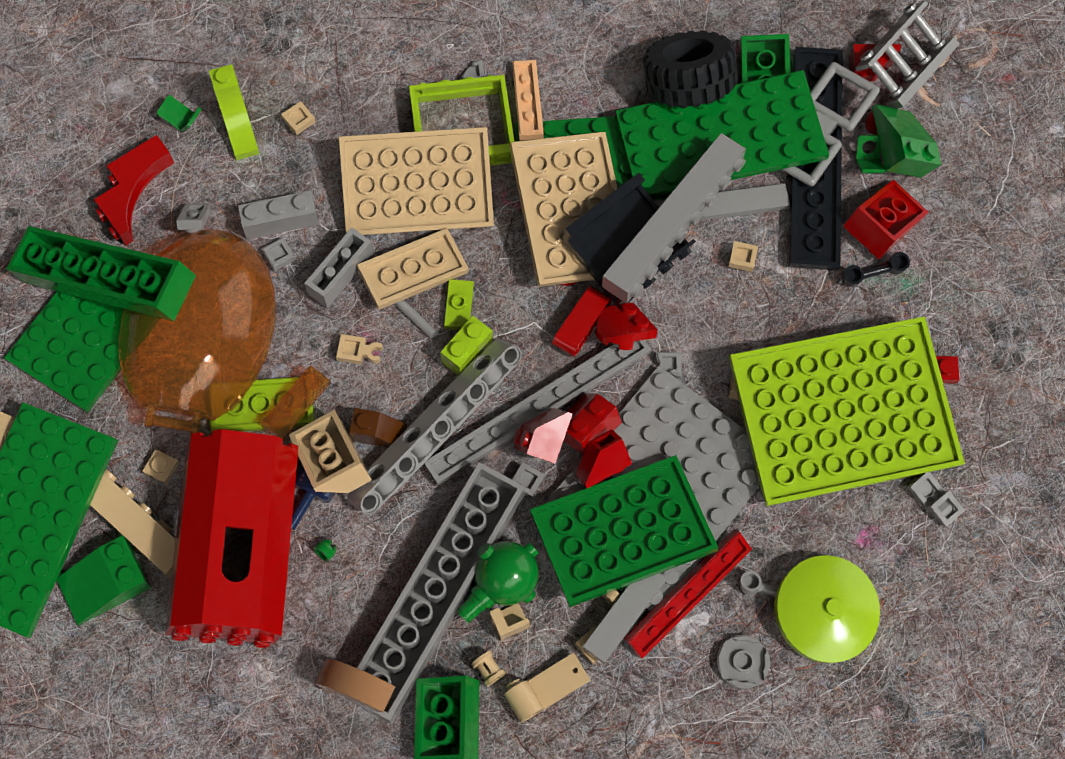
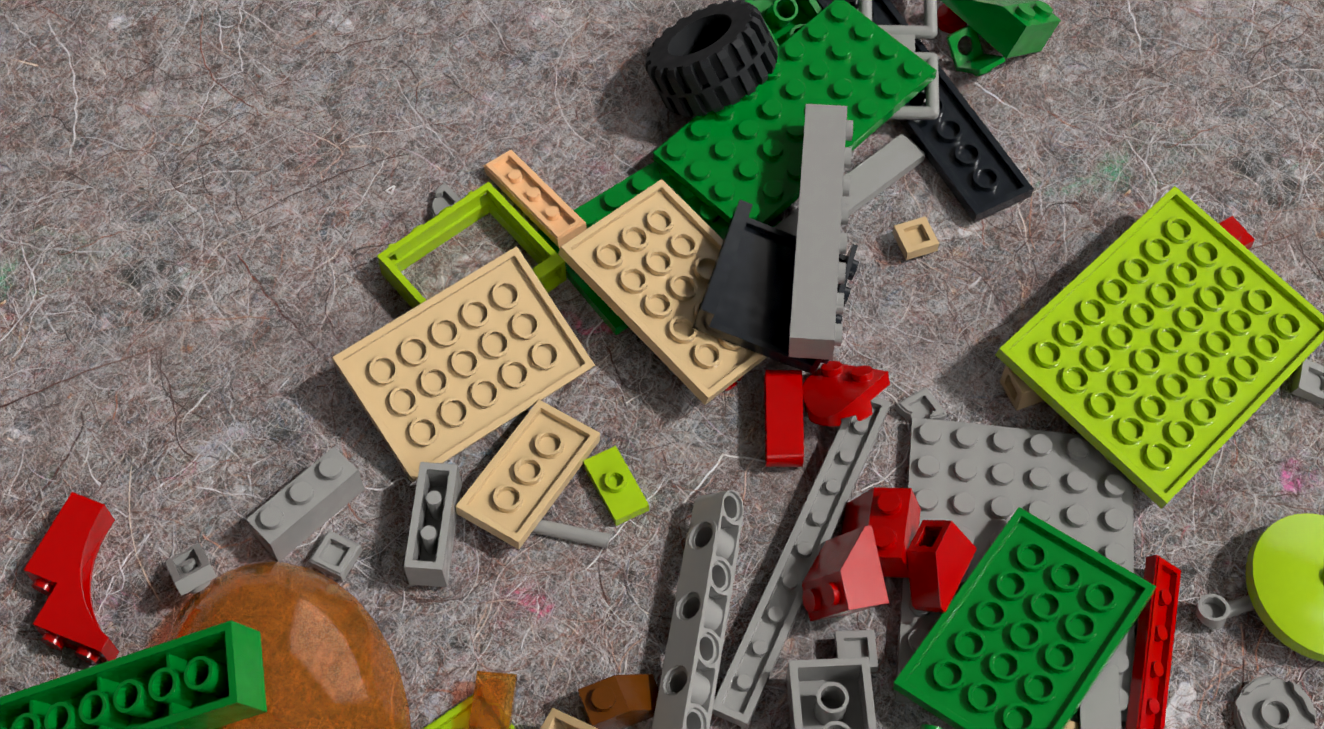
camera: 30 degrees left, 10 degrees down
(177, 114) = (83, 453): green bracket -> none
(234, 112) = (160, 407): lime arch -> none
(298, 118) = (252, 372): tan plate -> none
(354, 349) = (520, 618): tan plate -> none
(466, 345) = (664, 529): lime piece -> none
(885, 219) = (1042, 113): red slope -> none
(895, 265) = (1087, 156): black bar -> none

